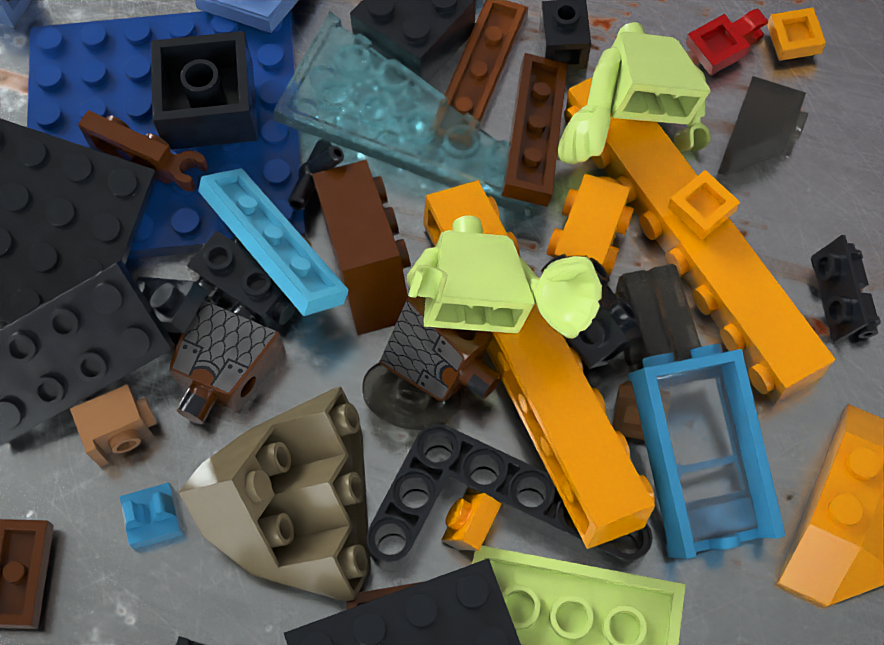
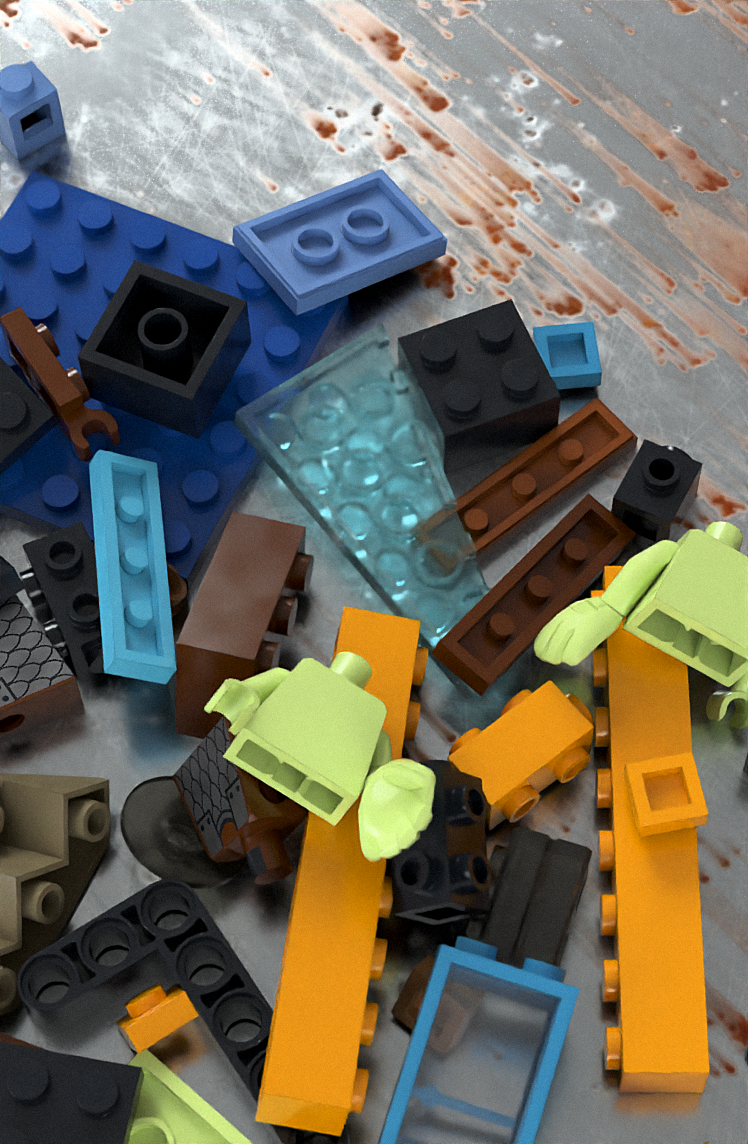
camera: 30 degrees right, 5 degrees down
(322, 158) = (259, 501): black piece -> none

